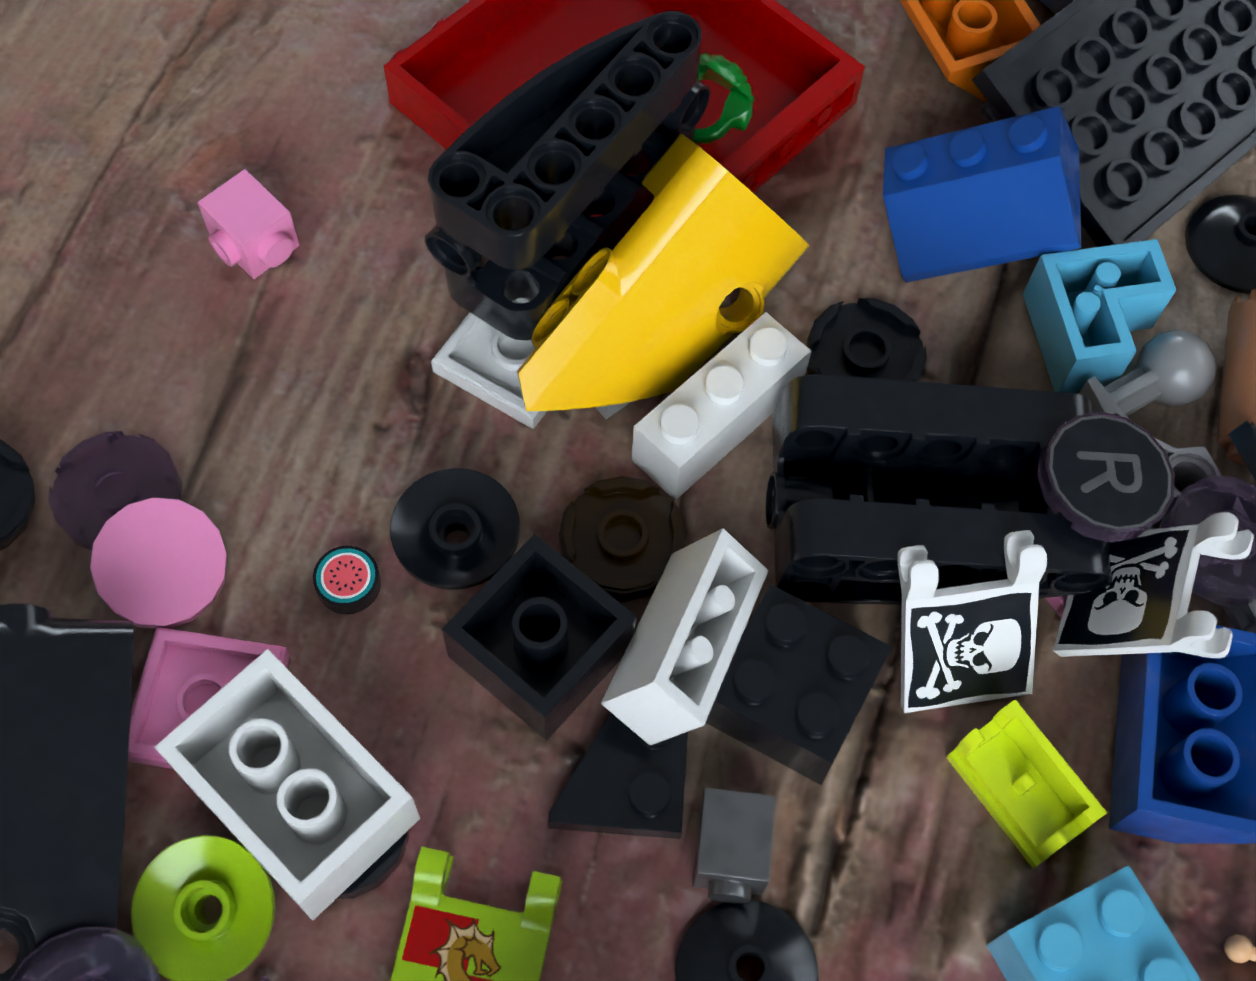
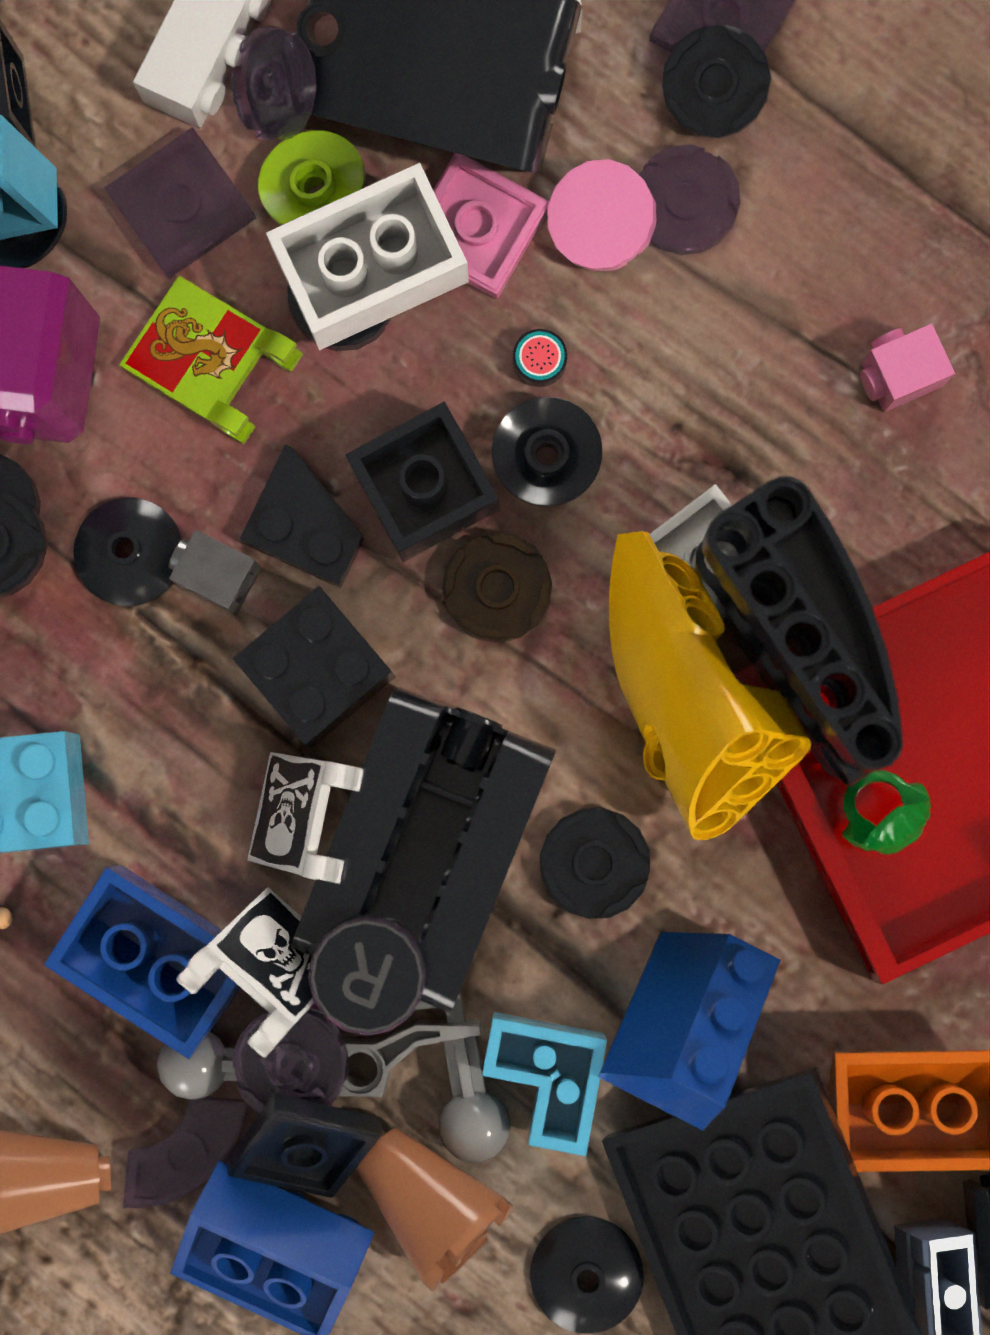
camera: 120 degrees right, 20 degrees up
(686, 638) = (374, 590): white brick -> none
(718, 406) = (578, 706): white brick -> none
(1025, 784) = (174, 811): neon yellow hinge -> none

